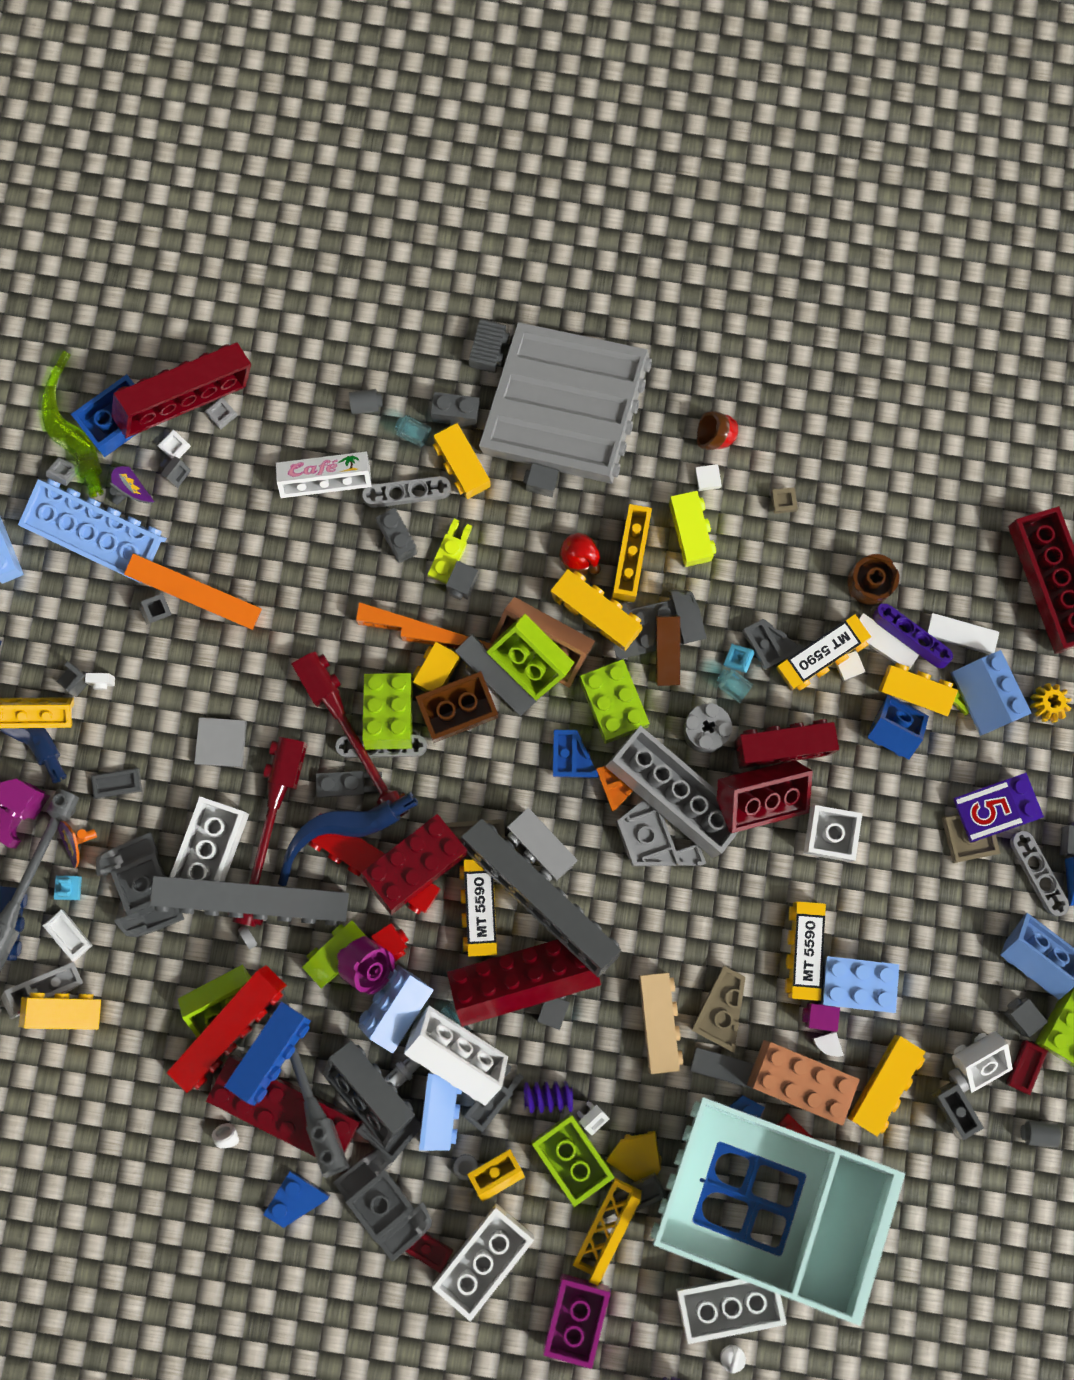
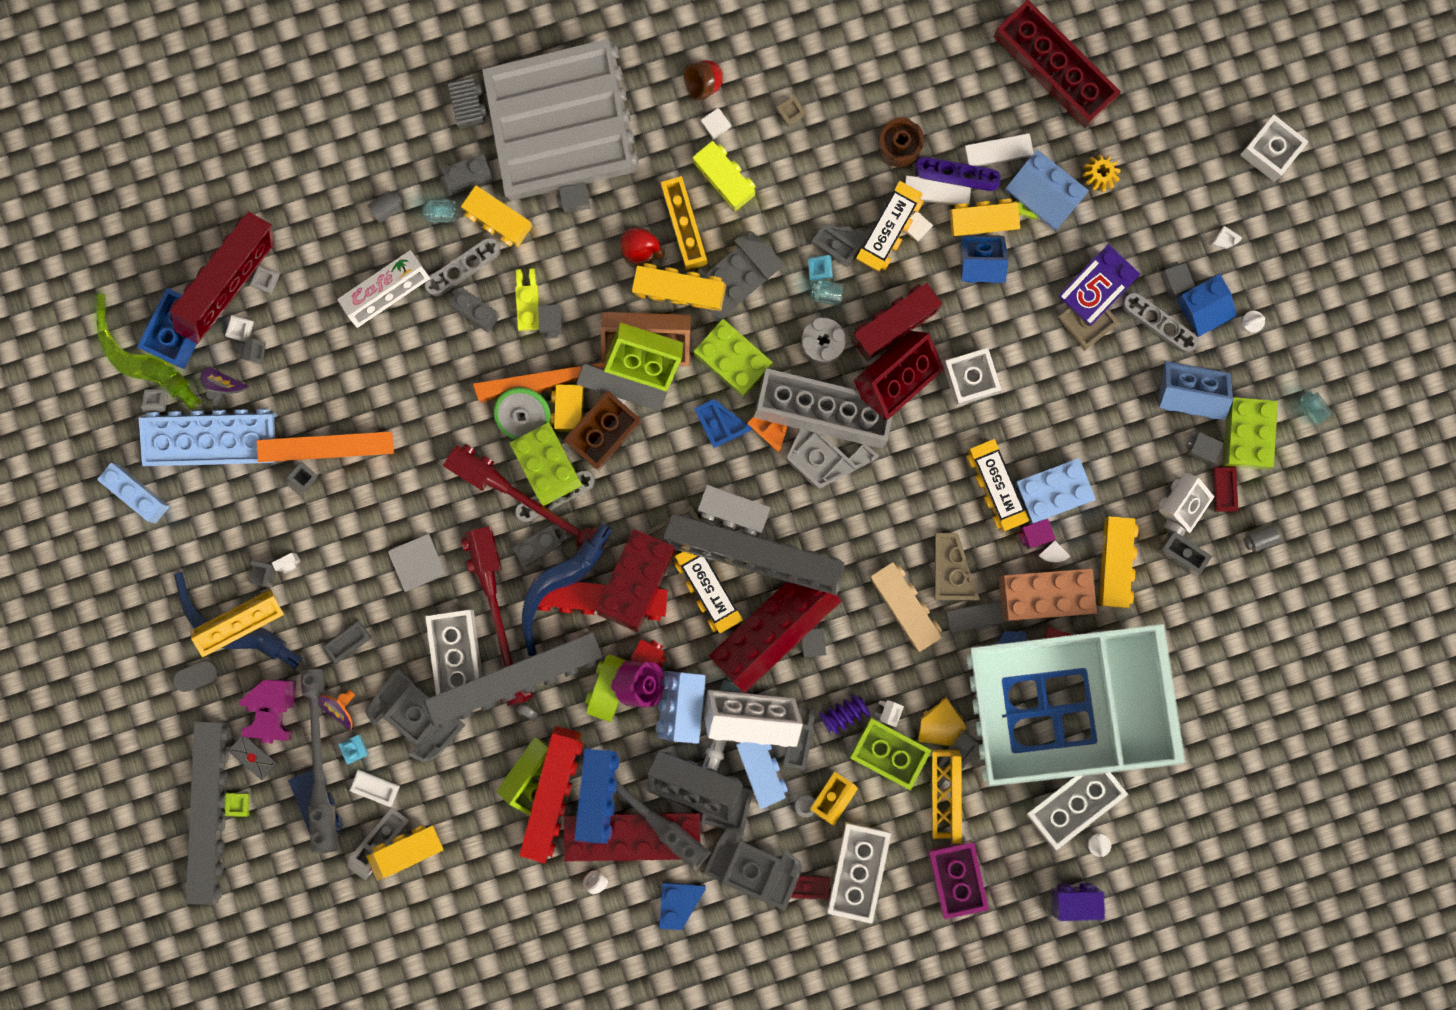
camera: 20 degrees left, 5 degrees up
(392, 639) = (516, 401): none -> light grey wheel
(667, 650) = (756, 291): reddish brown tile -> none

